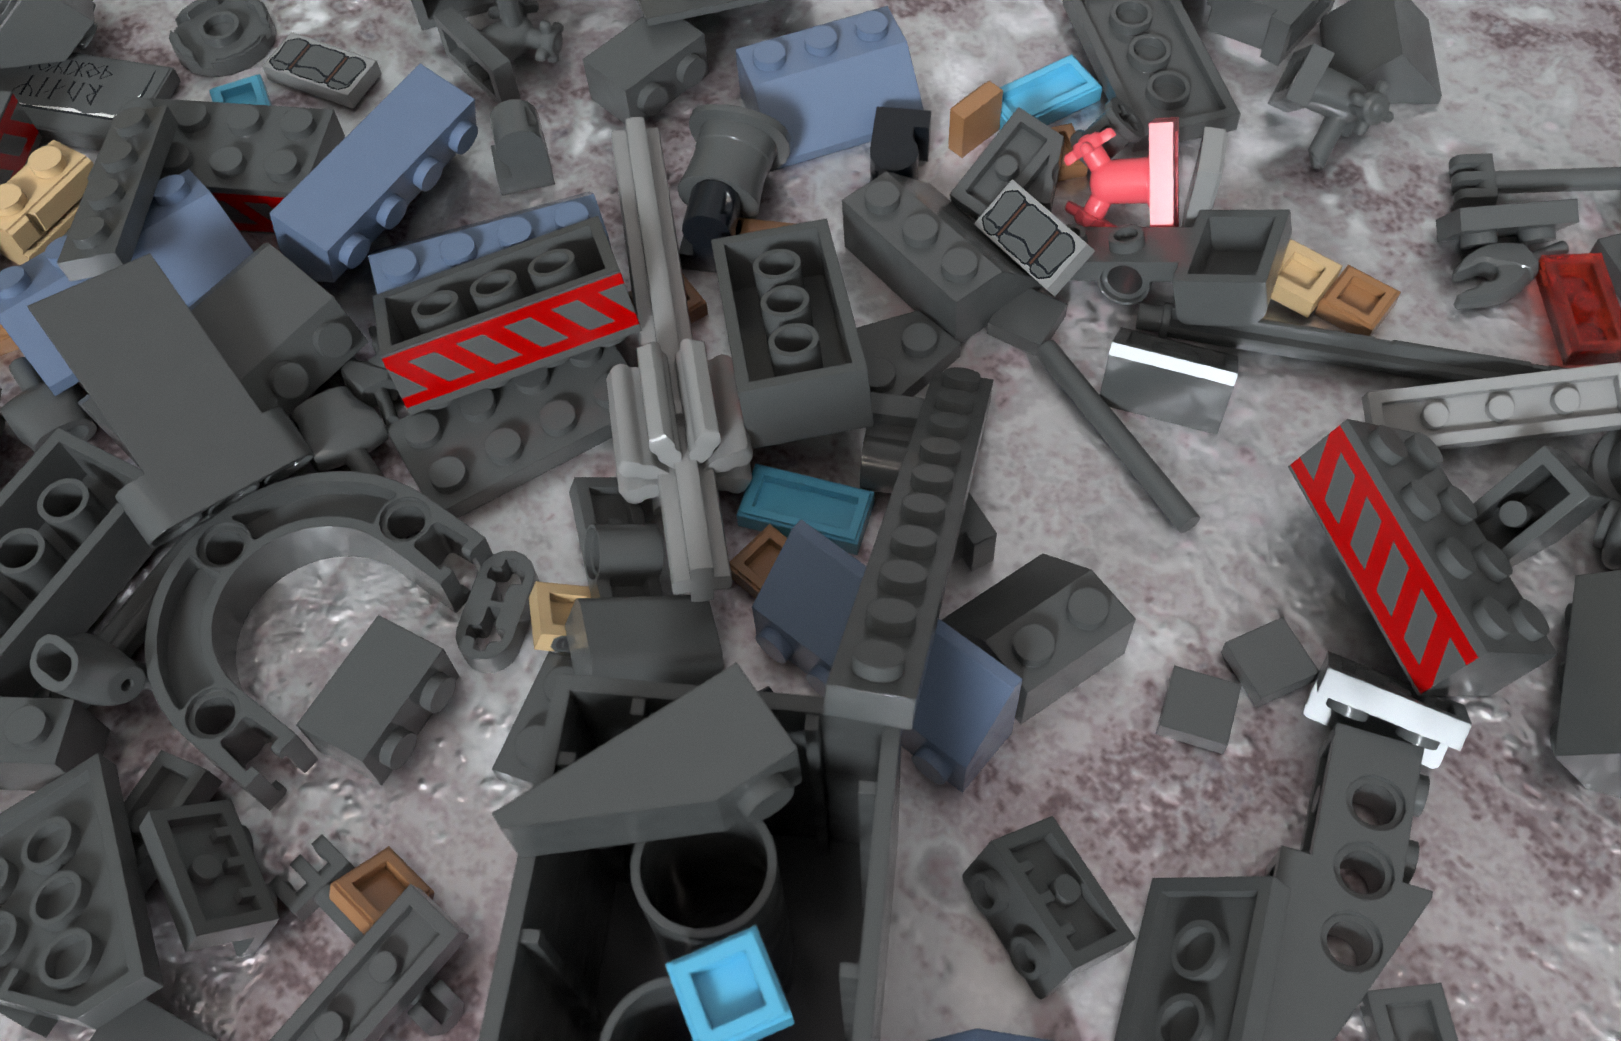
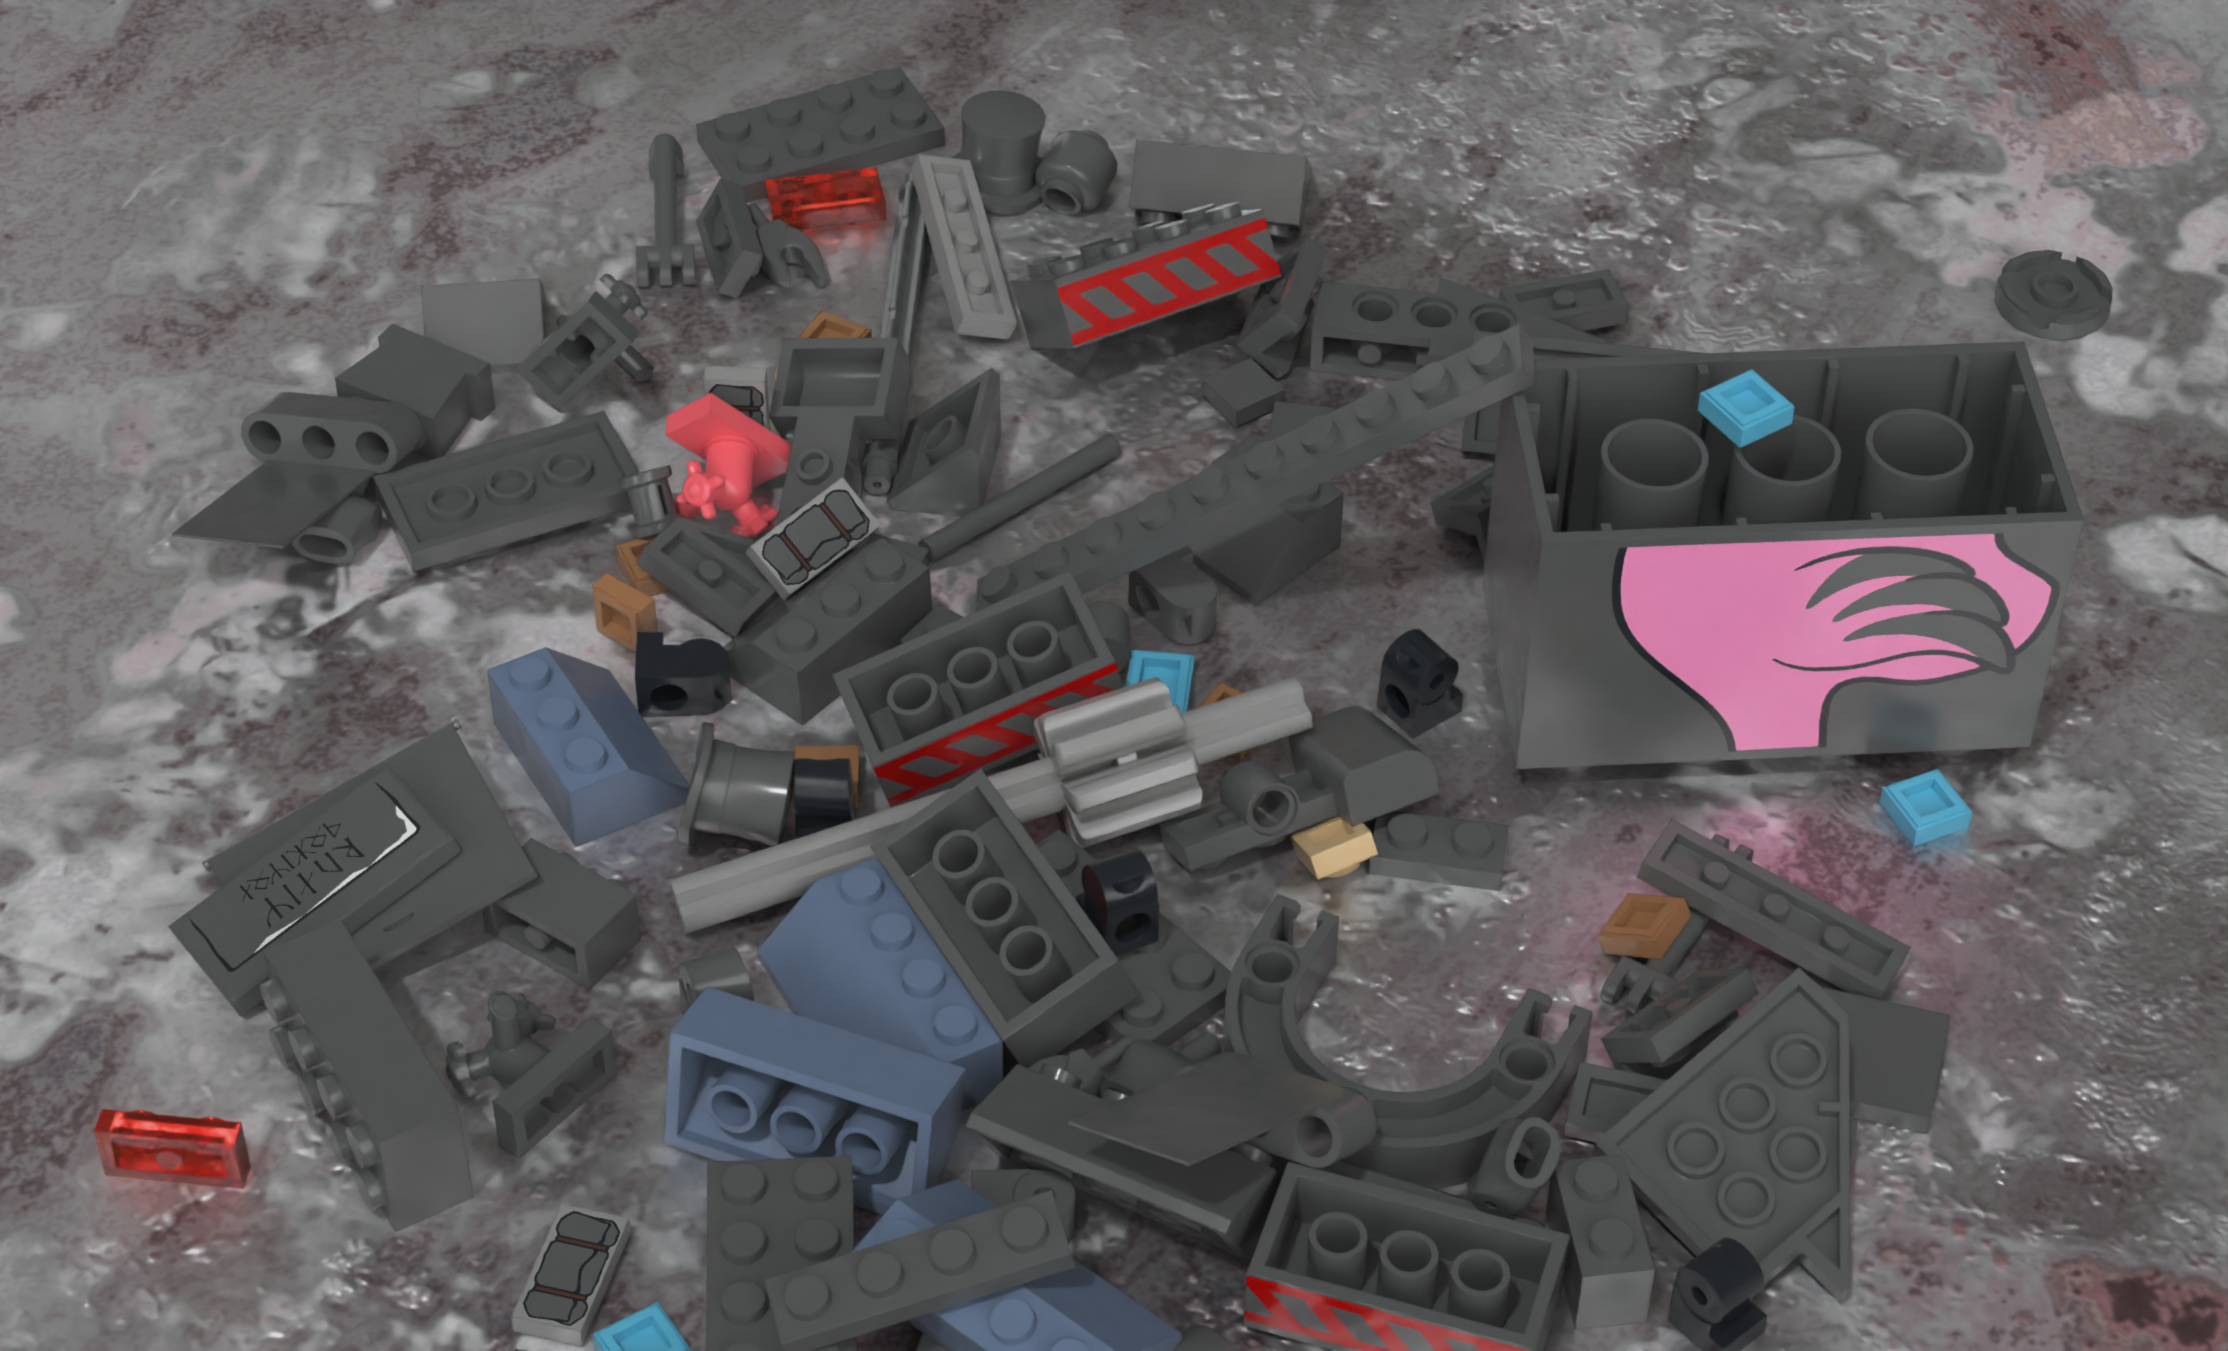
camera: 105 degrees left, 15 degrees down
(380, 700) = (1459, 965): dark grey brick -> none
(486, 606) = (1345, 900): dark grey beam -> none
(500, 402) = (1116, 890): none -> black leg
(670, 776) = (1615, 439): dark grey slope -> none
(965, 695) = (1328, 591): sand blue slope -> none
(1051, 92) = (559, 575): medium azure tile -> none
(1538, 504) = (1056, 219): dark grey slope -> none

